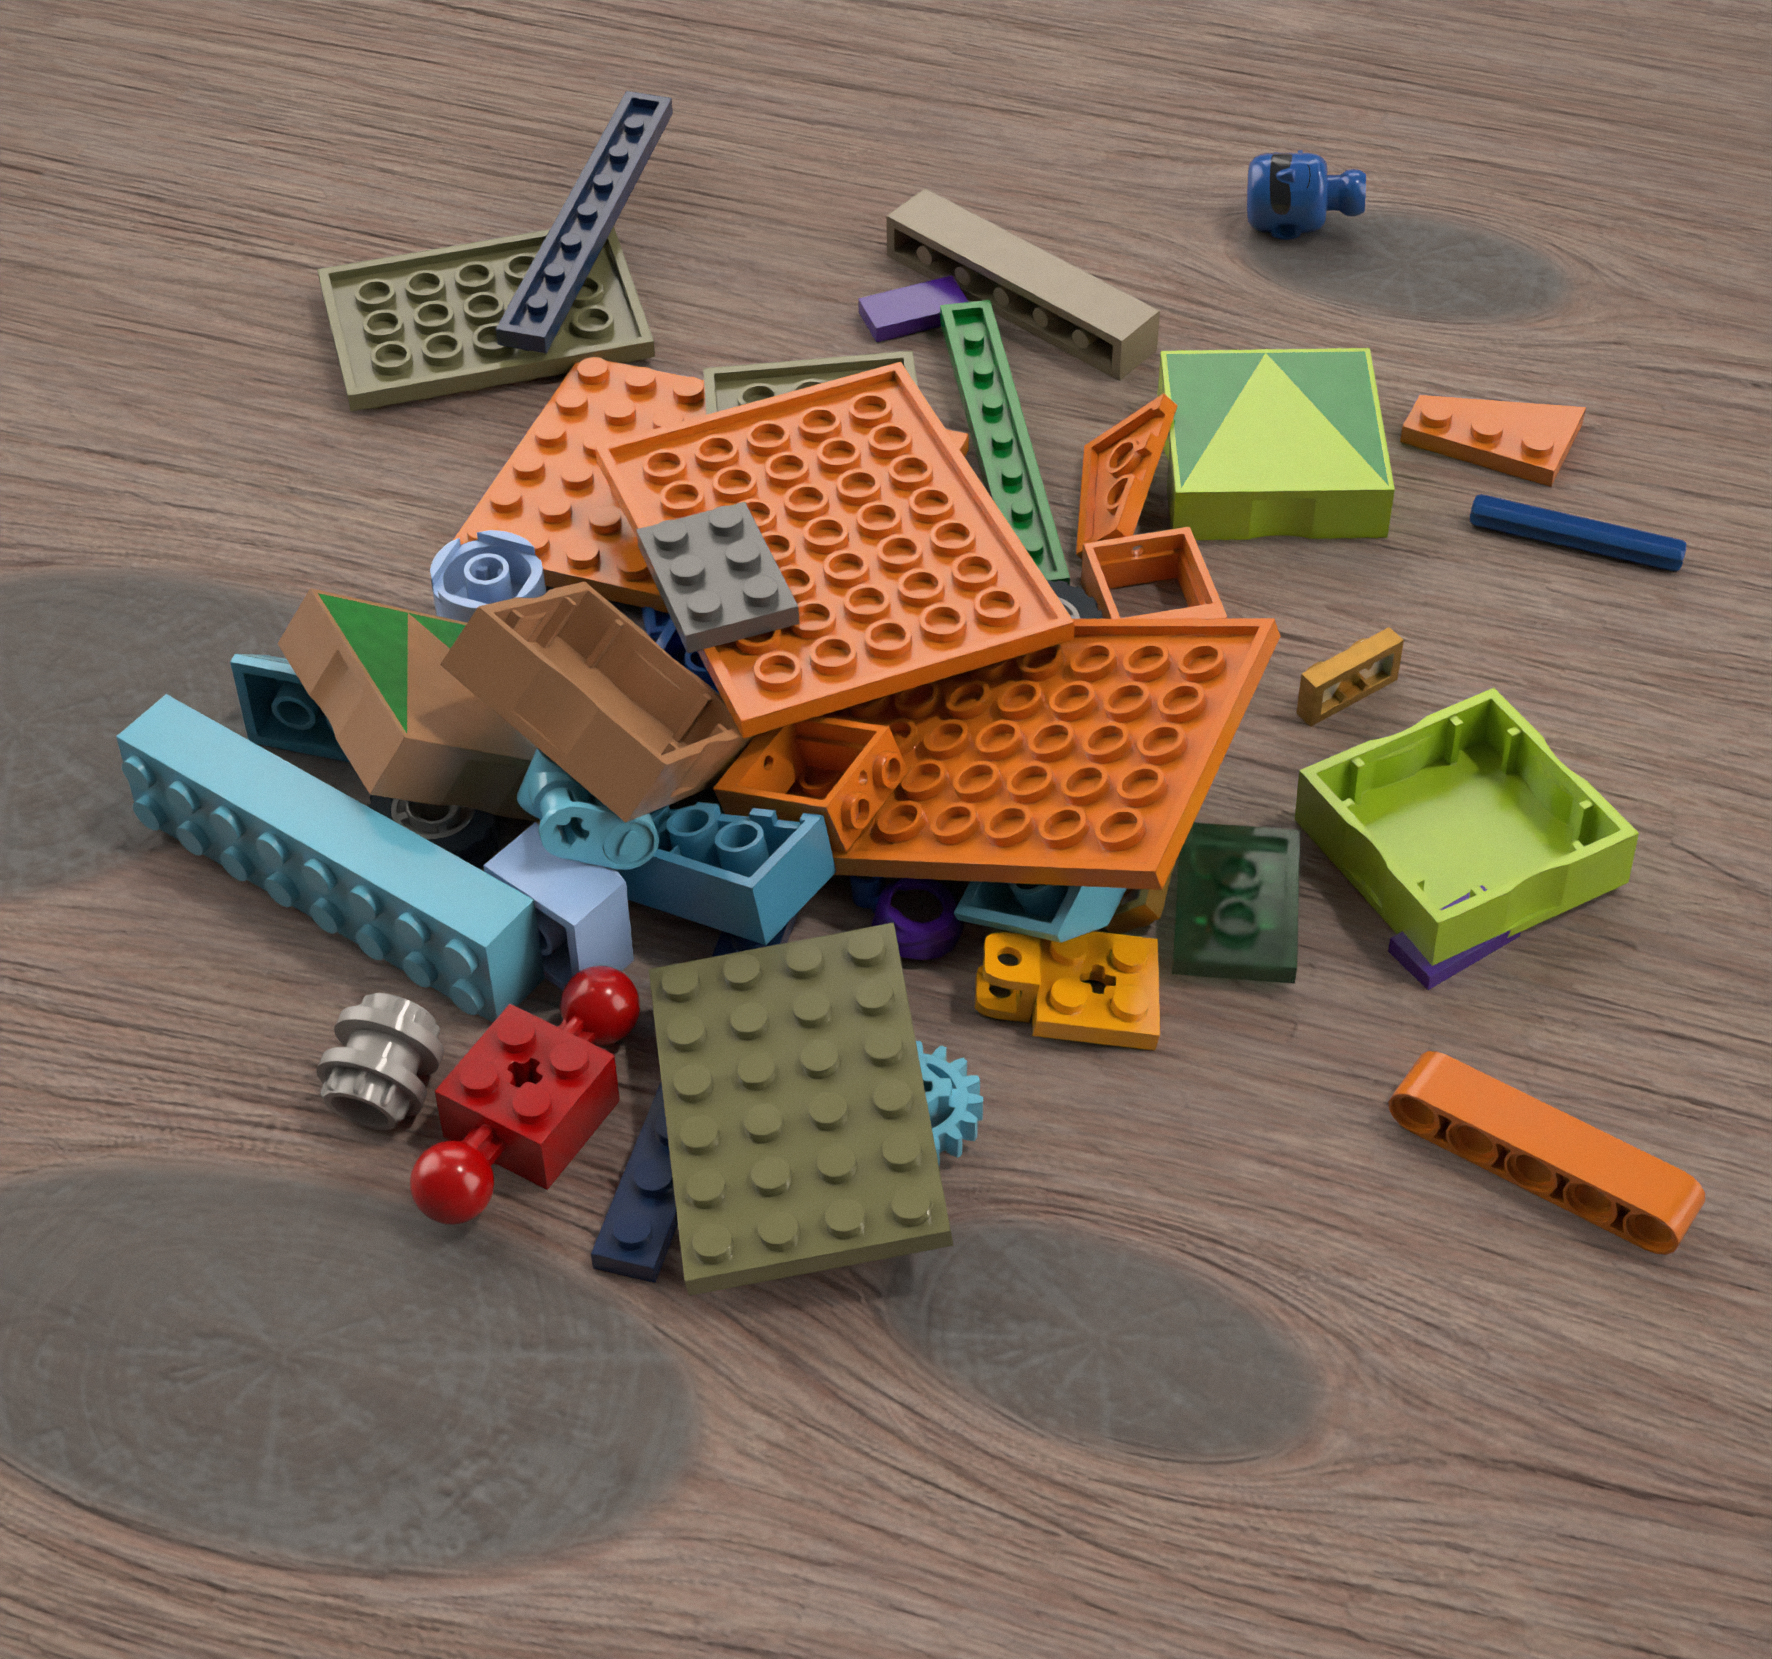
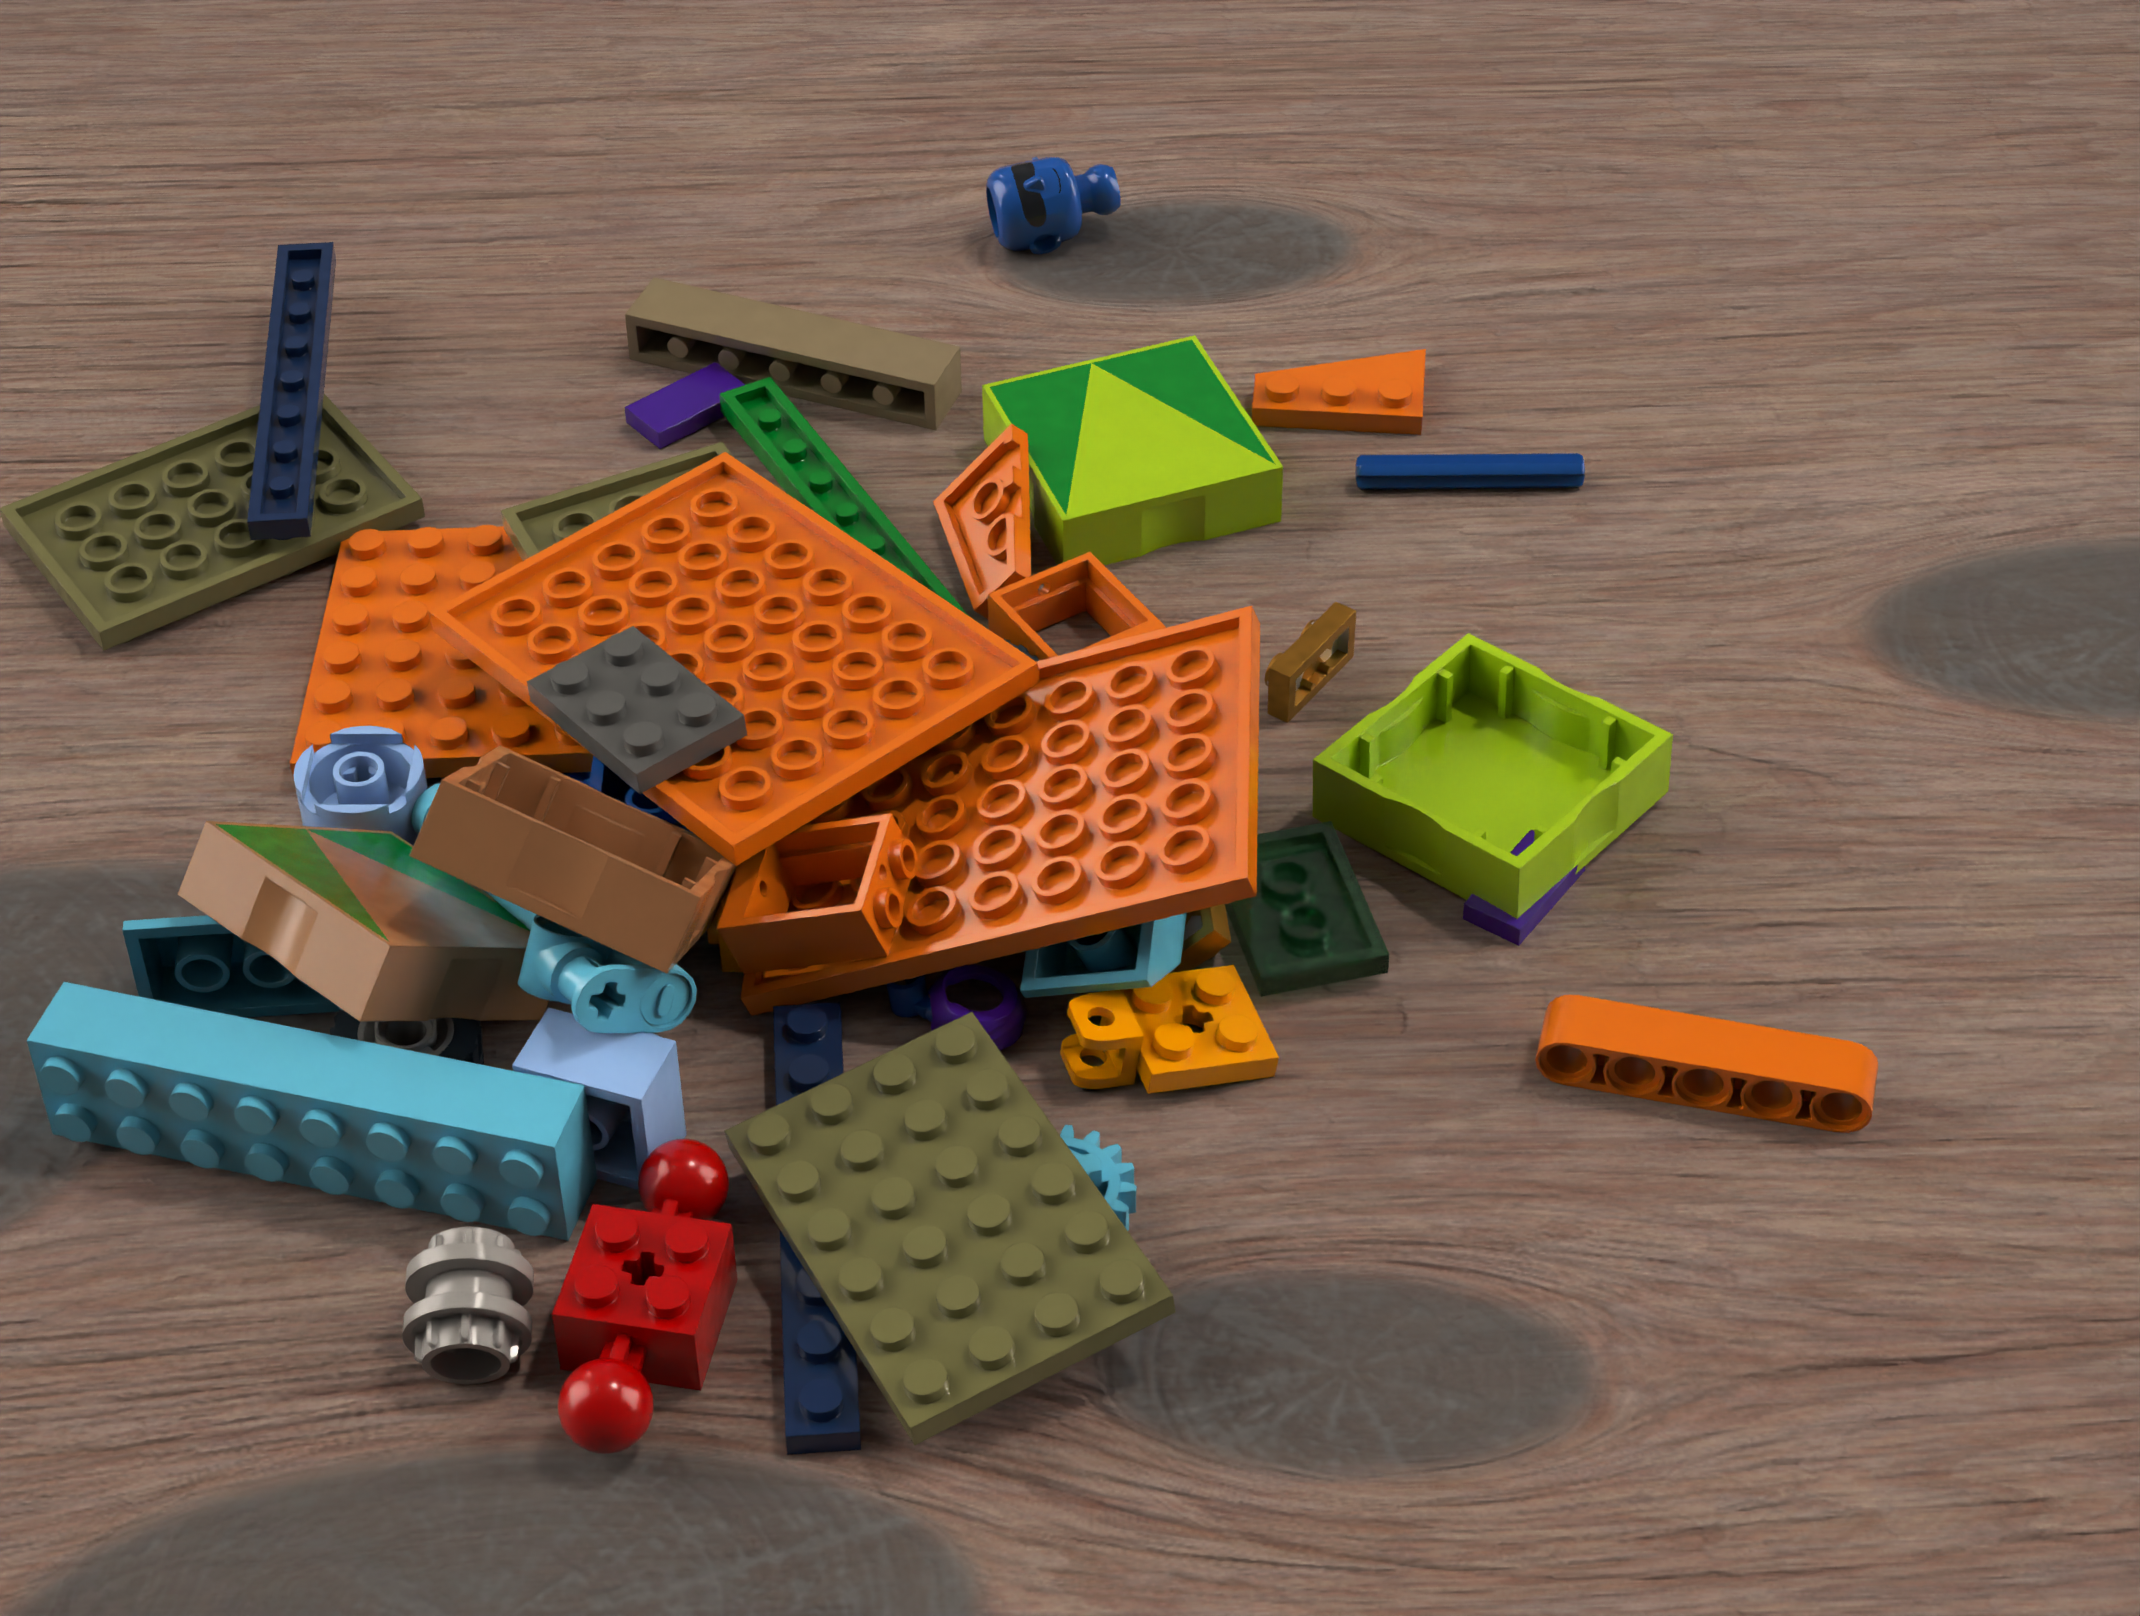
camera: 20 degrees left, 5 degrees down
(733, 868) = (777, 1004): dark azure wedge -> none

